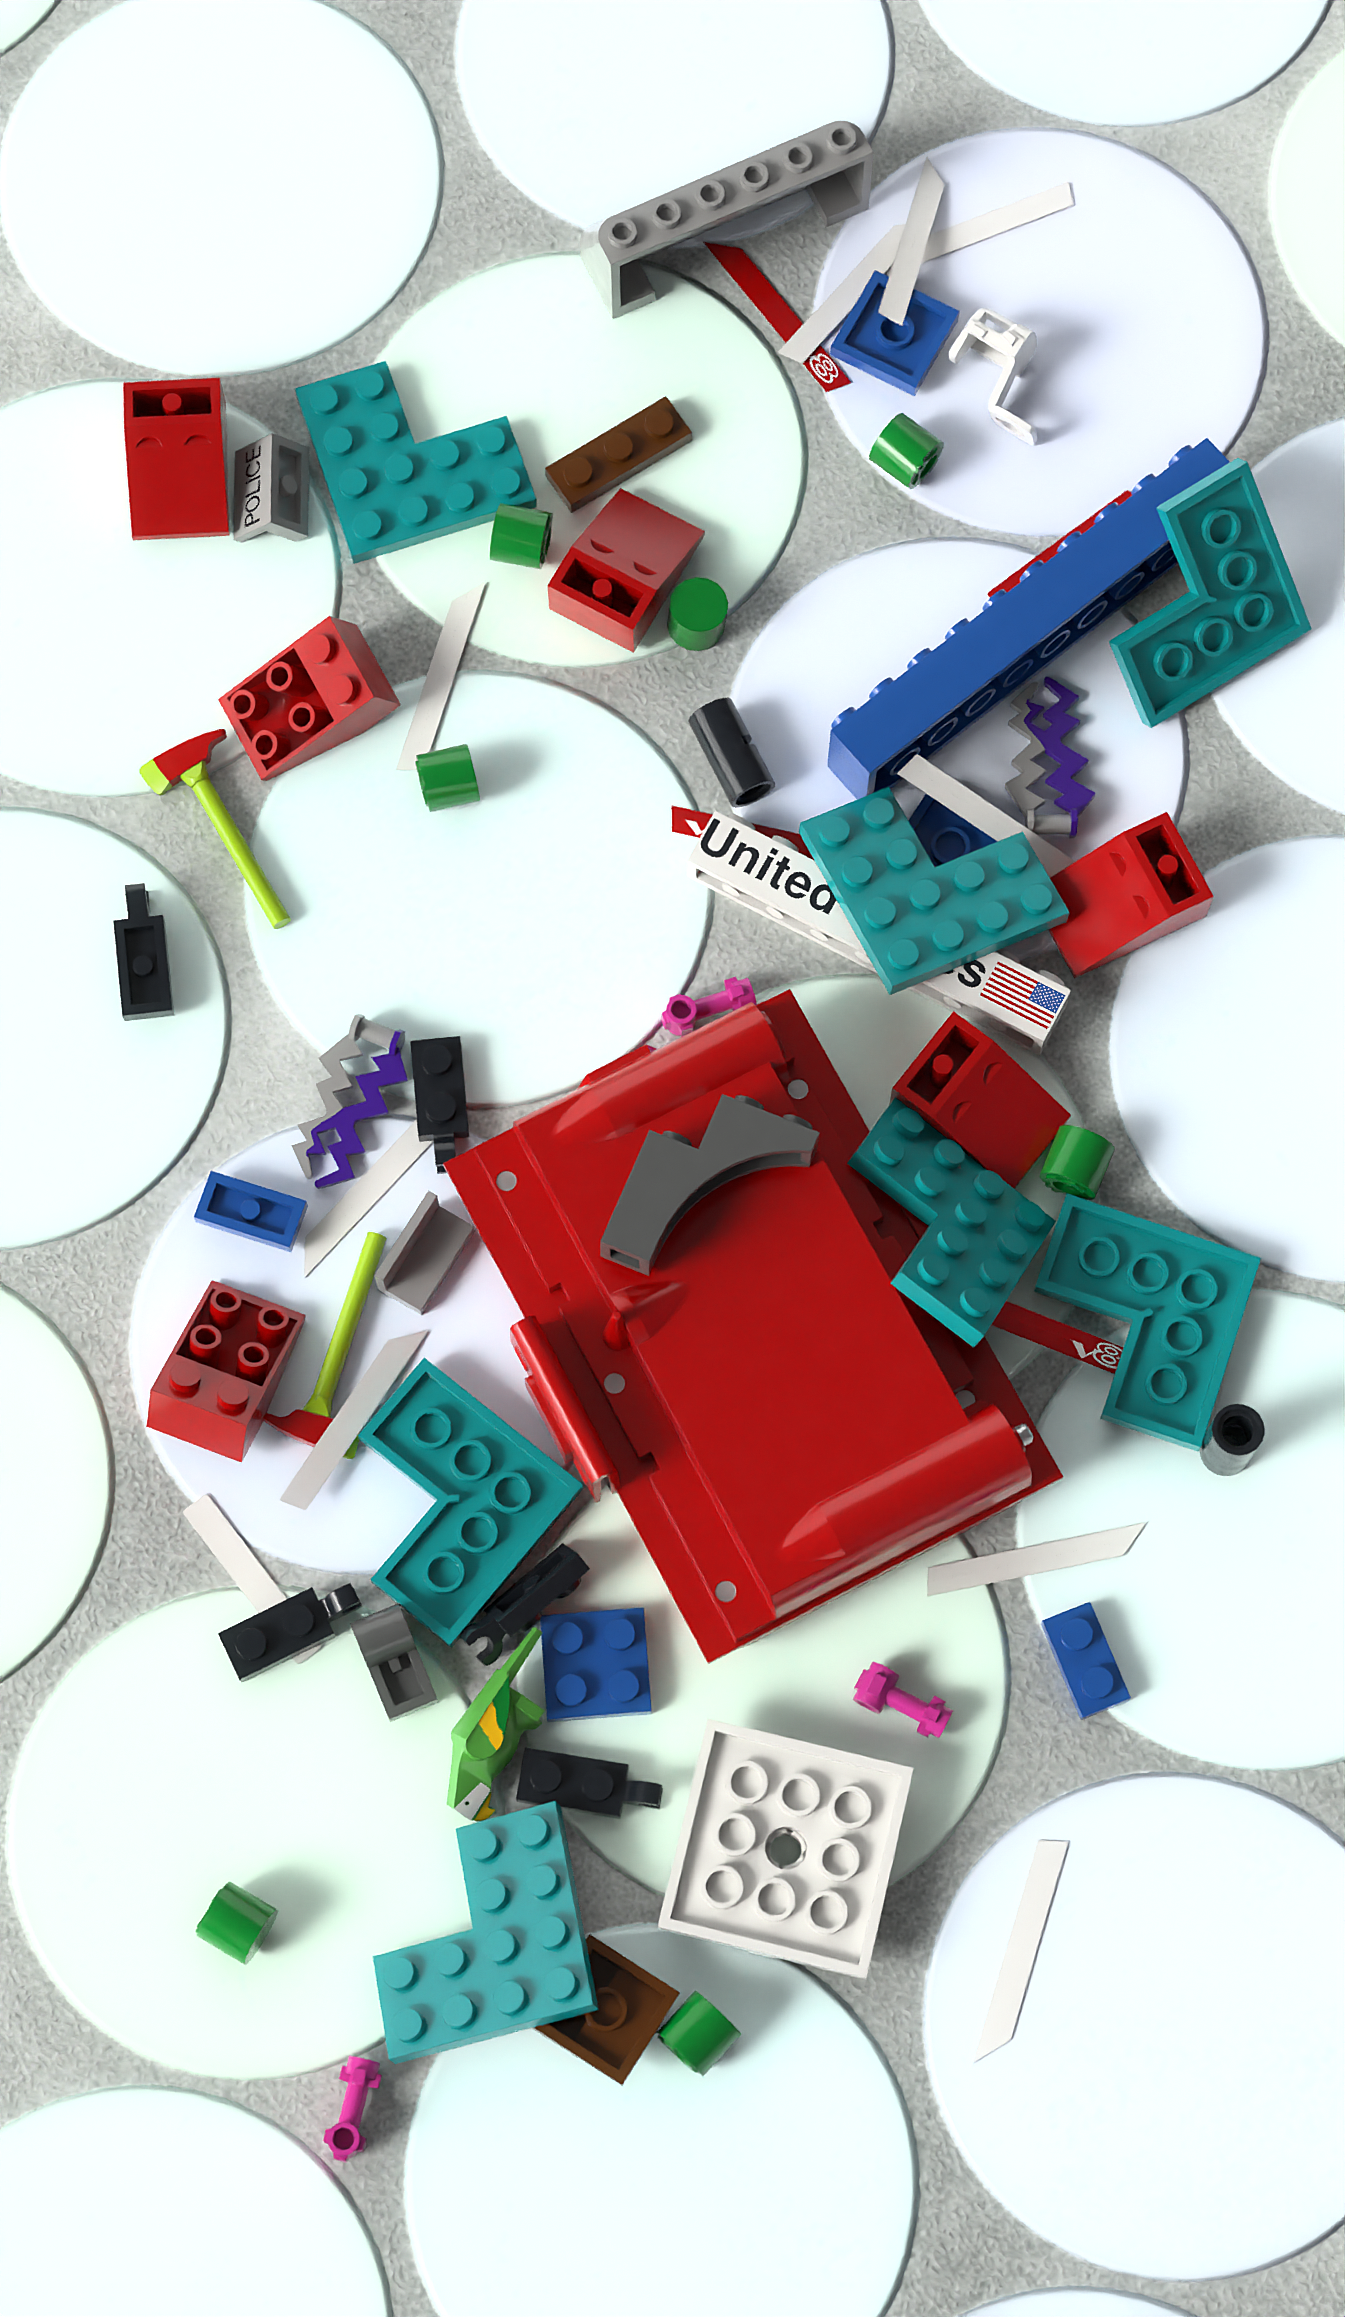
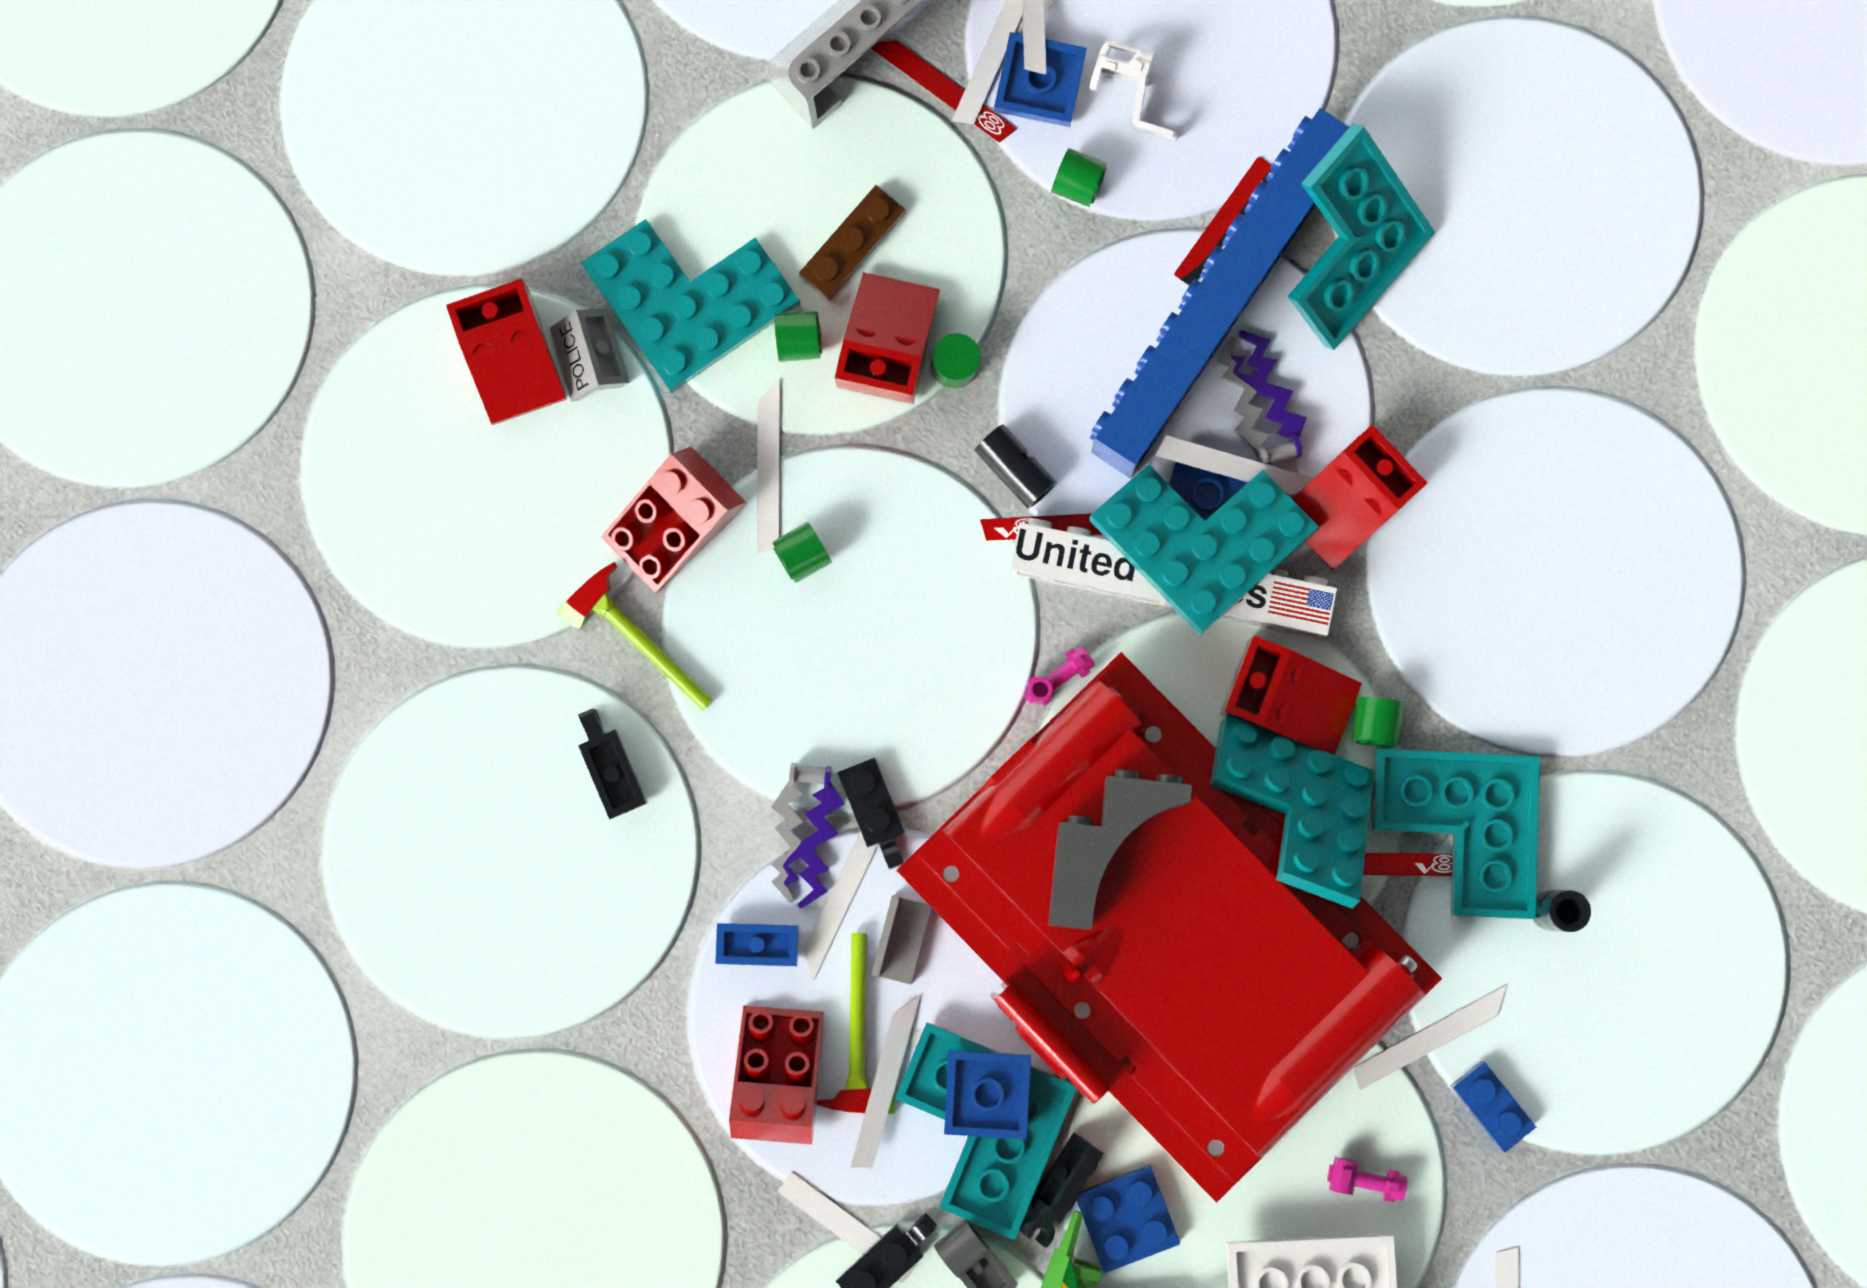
camera: 10 degrees left, 10 degrees up
(470, 1456) = (987, 1094): none -> blue plate

